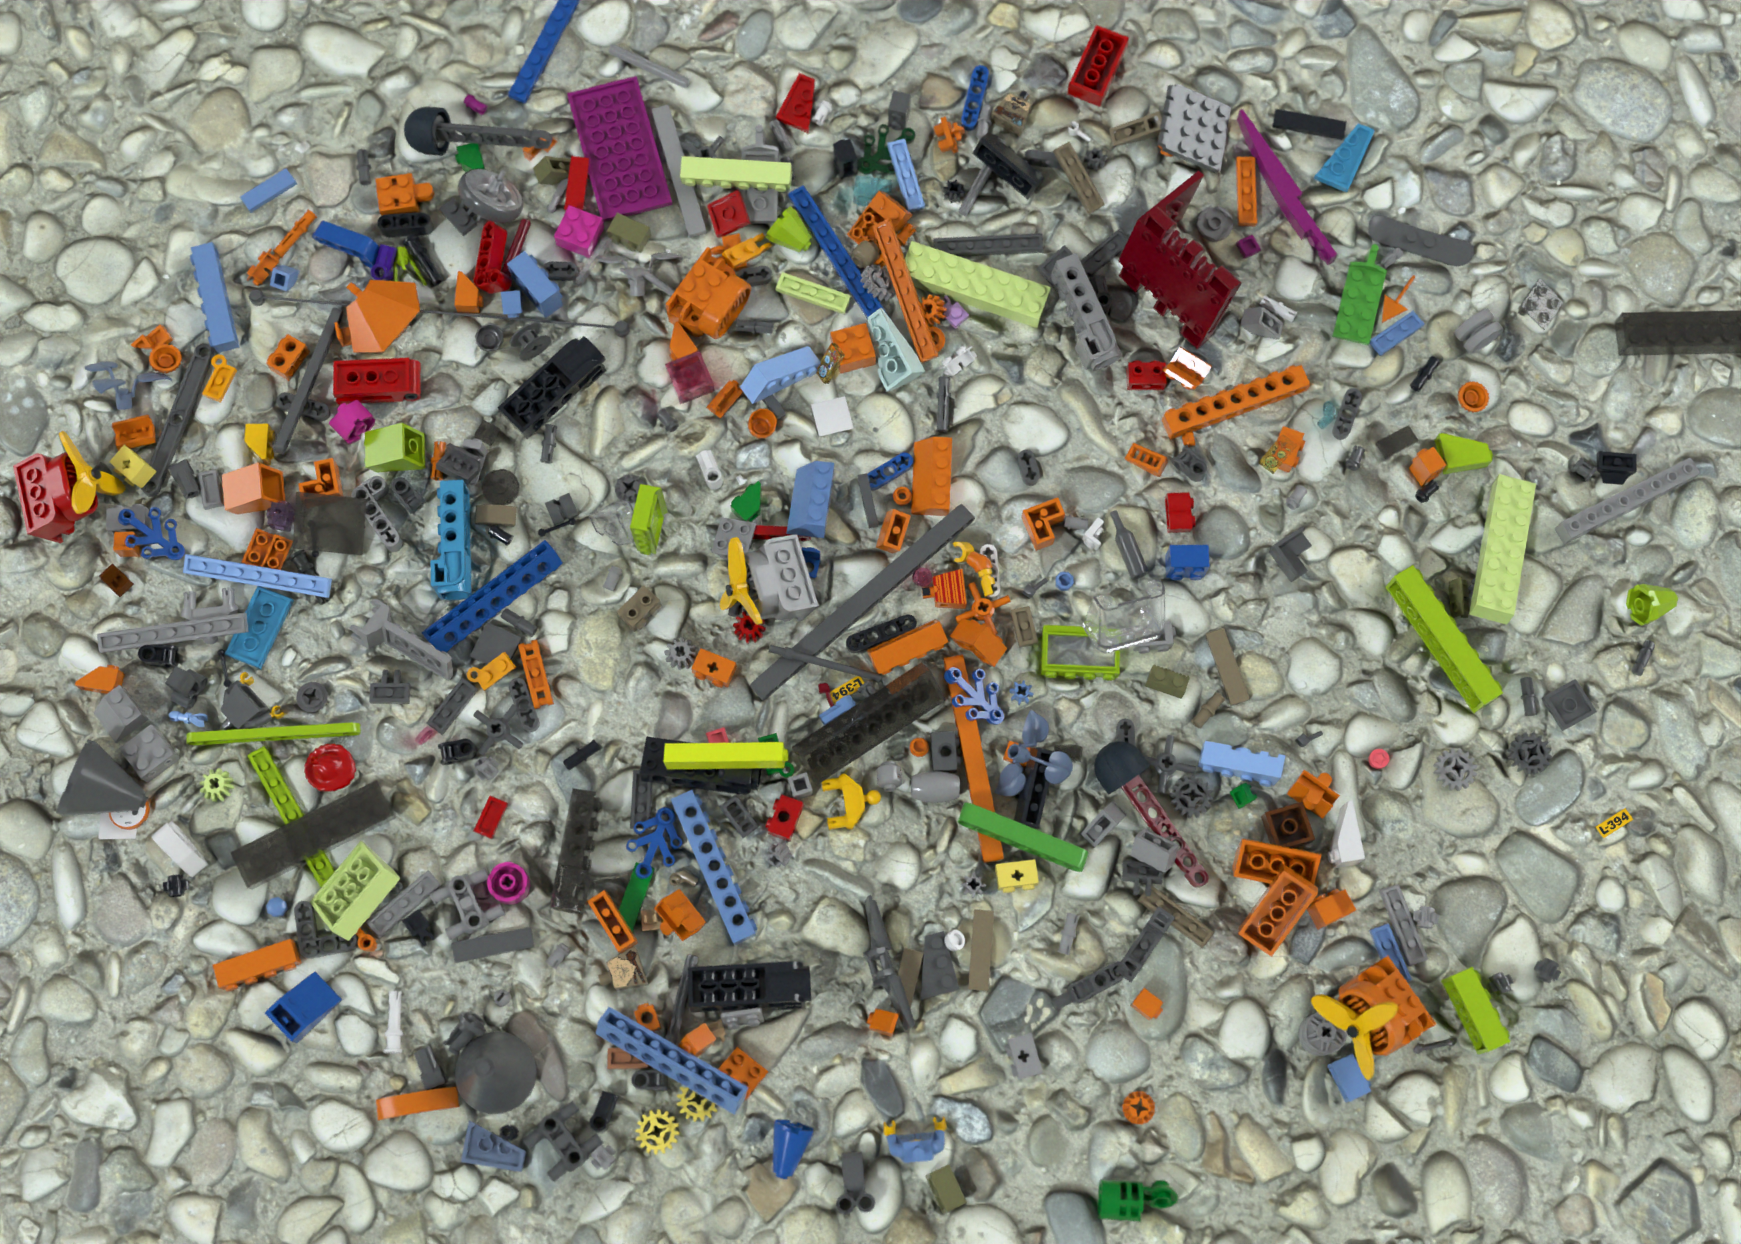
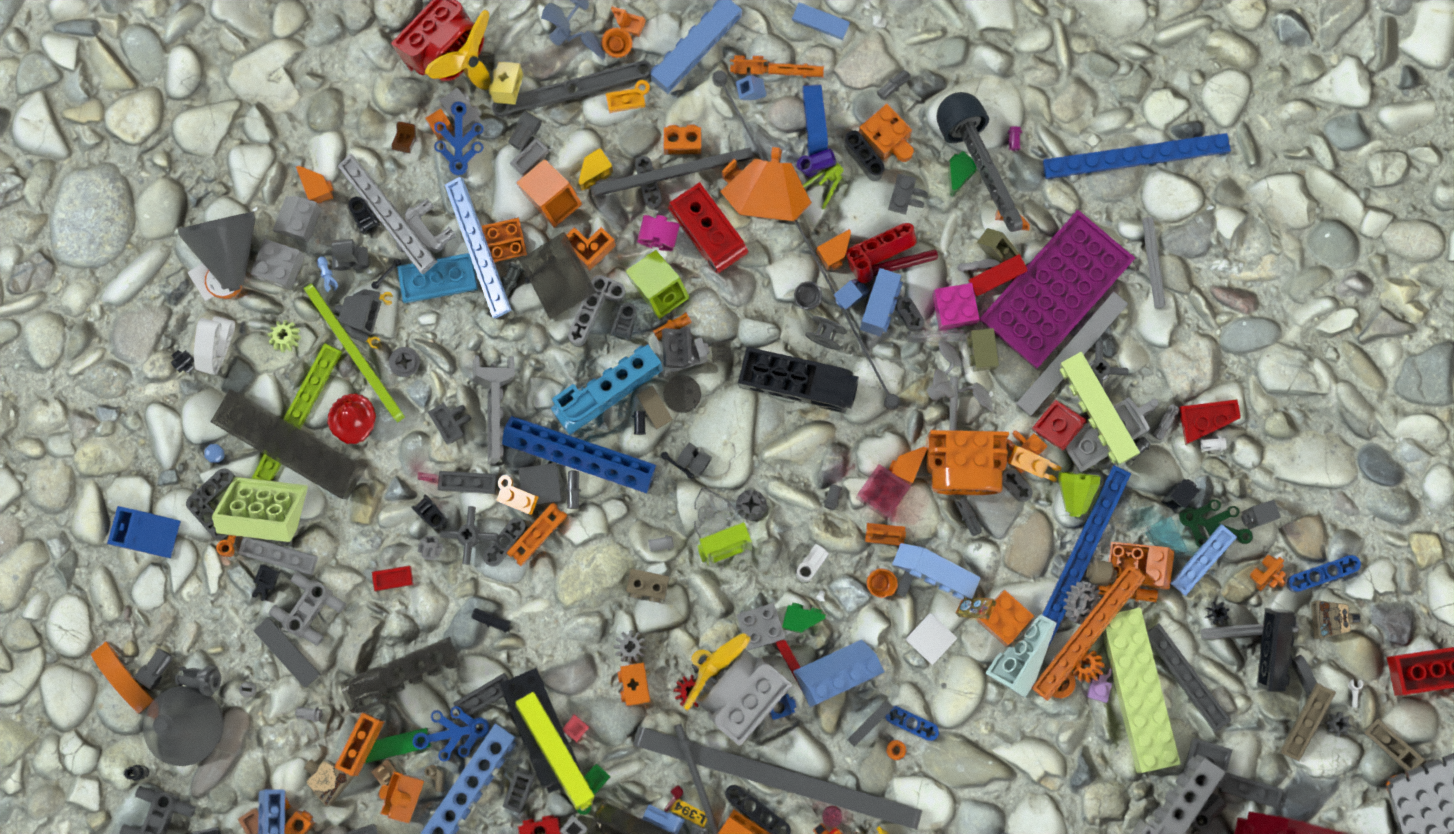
camera: 60 degrees right, 5 degrees up
(134, 432) = (537, 63): orange bracket -> none
(257, 964) = (157, 470): orange brick -> none
(280, 516) = (540, 230): clear purple brick -> none
(394, 1034) = (166, 620): white pin -> none
(418, 253) = (847, 184): black pin -> none
(490, 195) = (944, 208): flat silver wheel -> none
(490, 1150) = (113, 759): sand blue wing -> none
(499, 878) = (354, 633): dark pink brick -> none
(548, 443) = (746, 409): dark grey pin -> none
(813, 293) = (1034, 548): yellowish green plate -> none
(893, 531) = (856, 764): orange brick -> none
(932, 476) = (930, 766): orange slope -> none
(943, 406) = (1005, 733): dark grey pin -> none
(963, 356) = (1064, 722): white hinge -> none
(984, 120) = (1305, 597): light grey axle -> none

